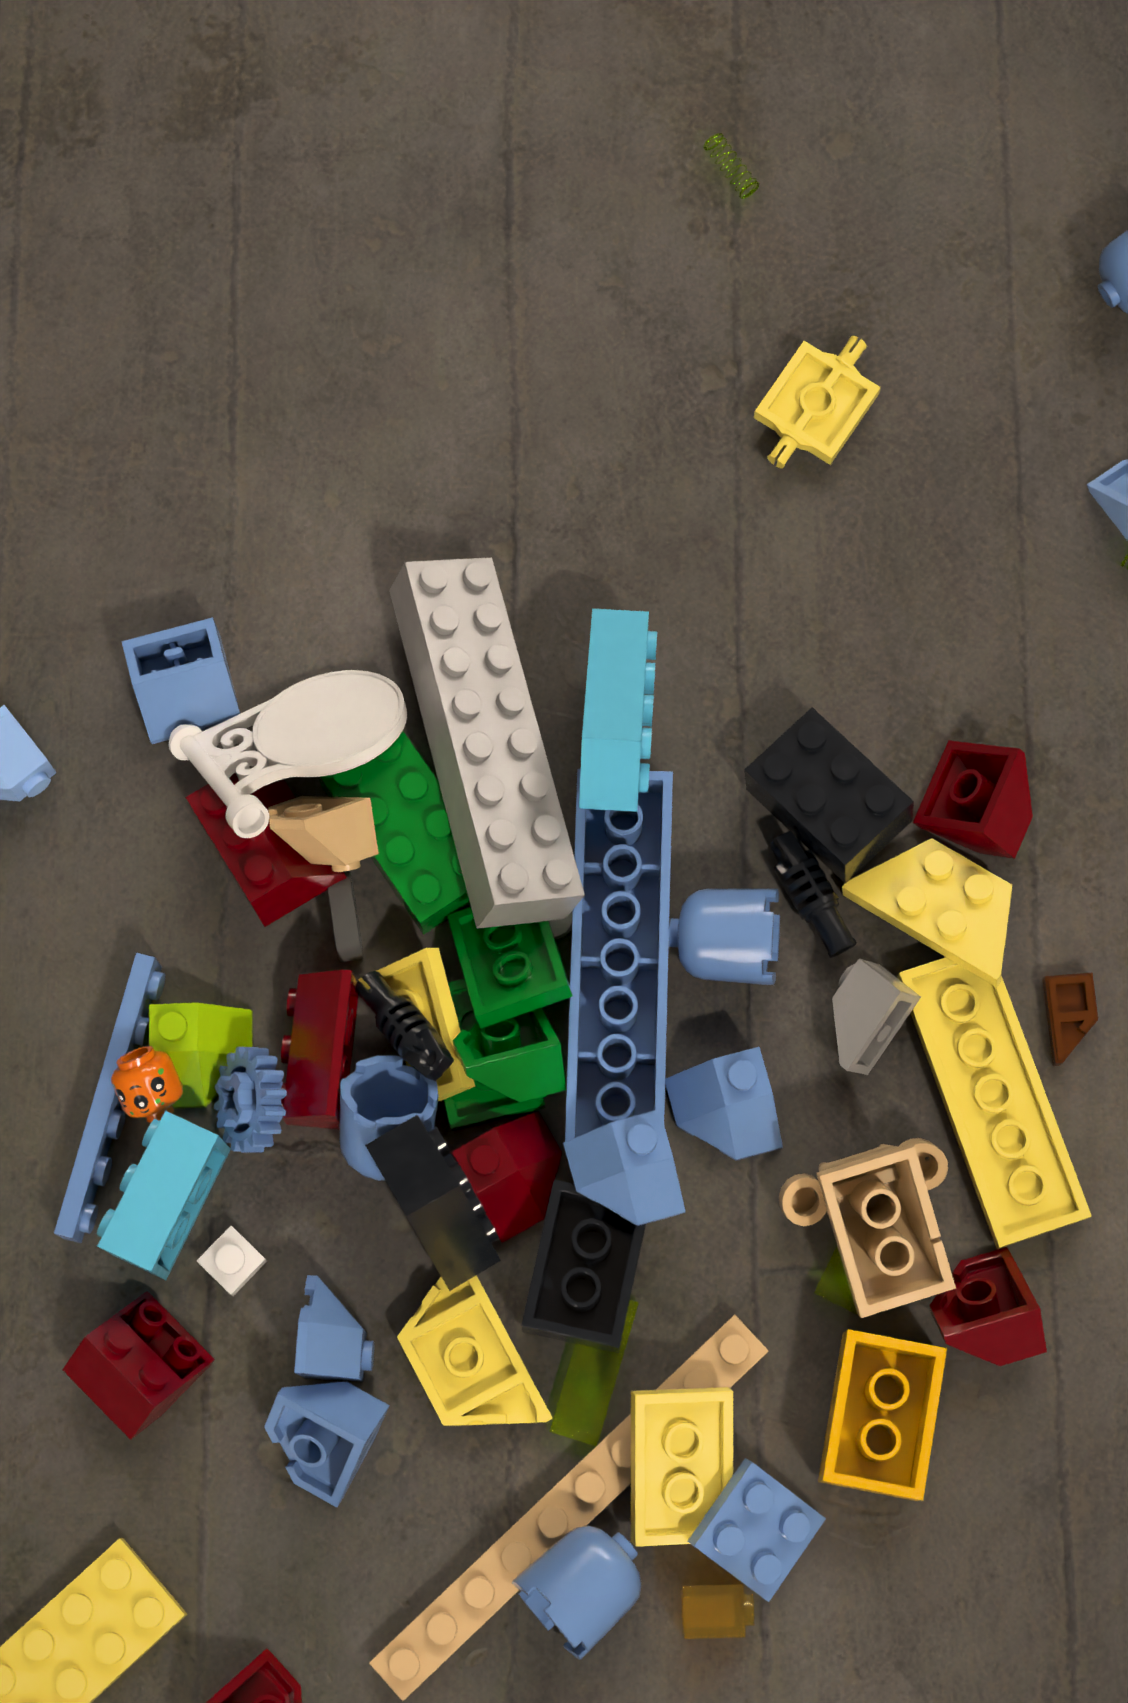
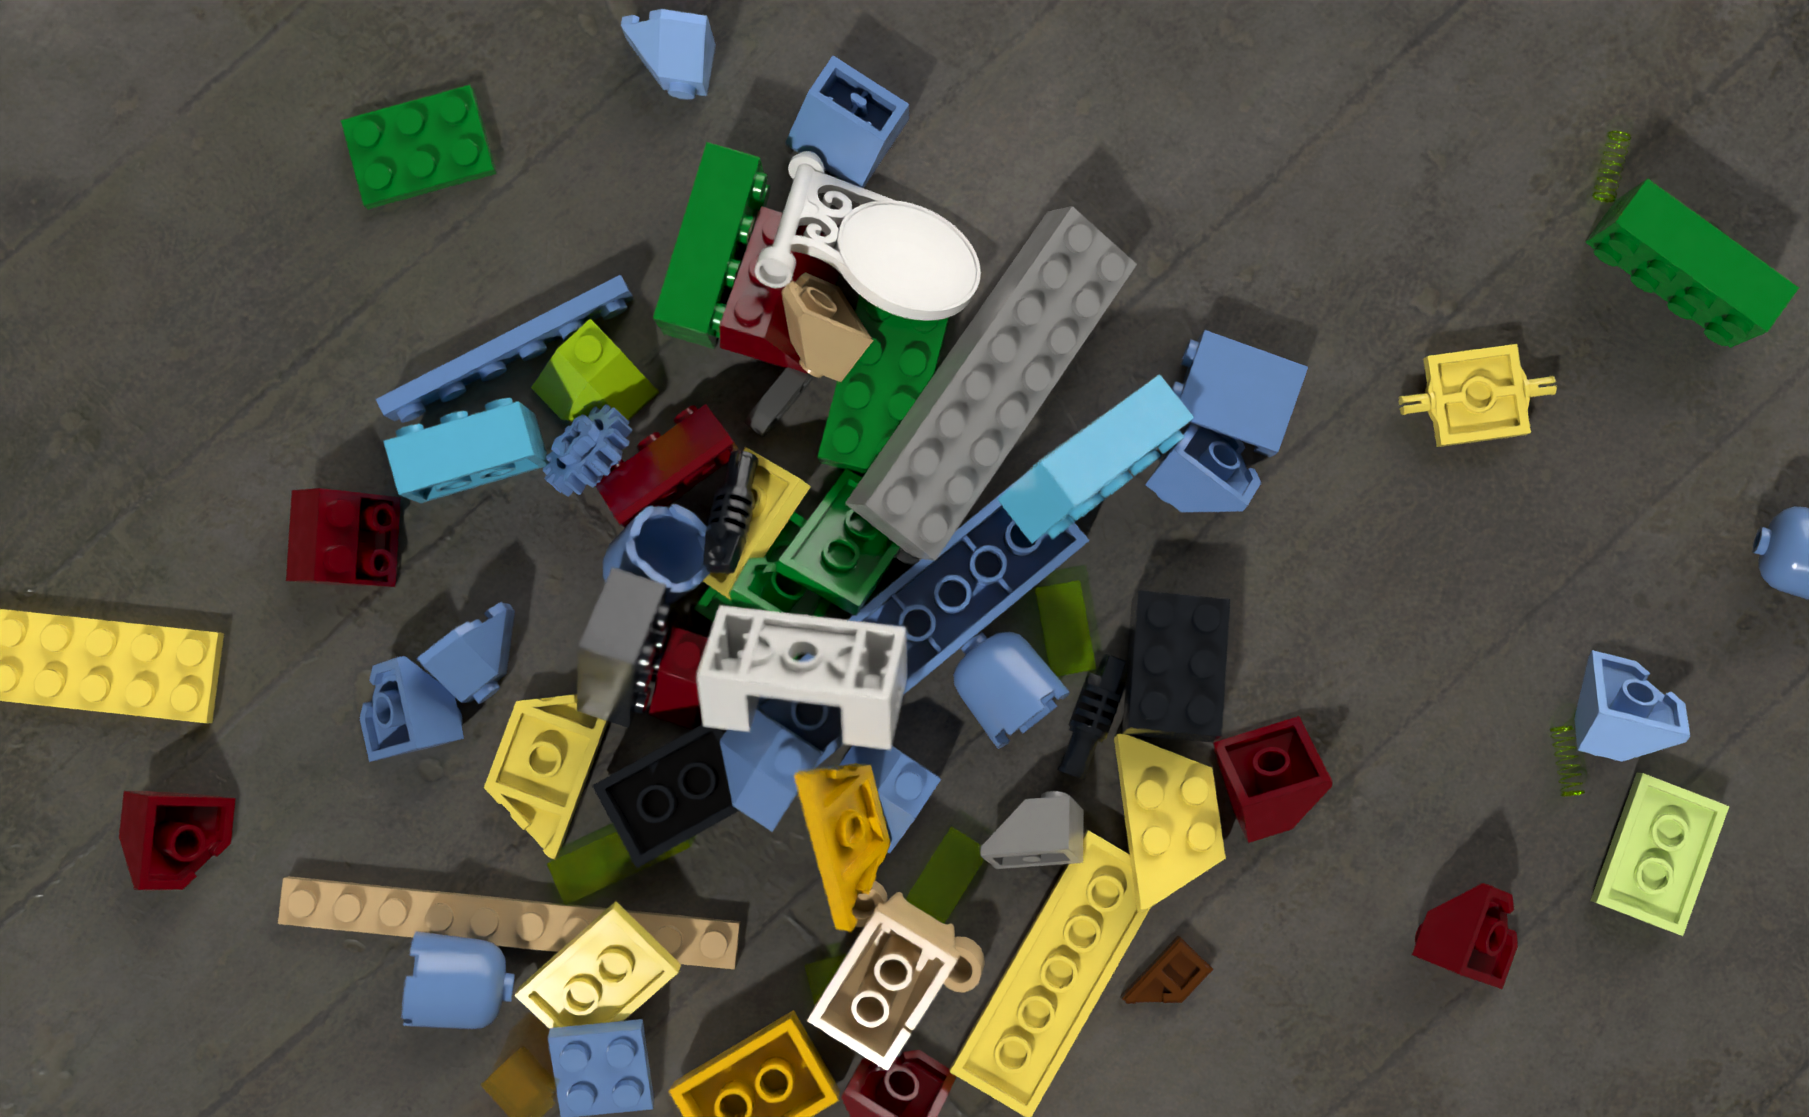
camera: 45 degrees right, 10 degrees up
(146, 1083) = (532, 368): orange head -> none
(176, 855) = (711, 244): none -> green brick
(231, 1260) = (471, 537): white plate -> none
(538, 1088) = (851, 668): none -> white plate
(657, 565) = (1239, 390): none -> medium blue panel
(695, 645) = (1205, 473): none -> medium blue slope
(722, 855) = (1065, 628): none -> clear neon green tile
(738, 1153) = (845, 833): none -> yellow wing
(838, 1114) = (946, 875): none -> clear neon green tile
(856, 170) = (1691, 265): none -> green brick

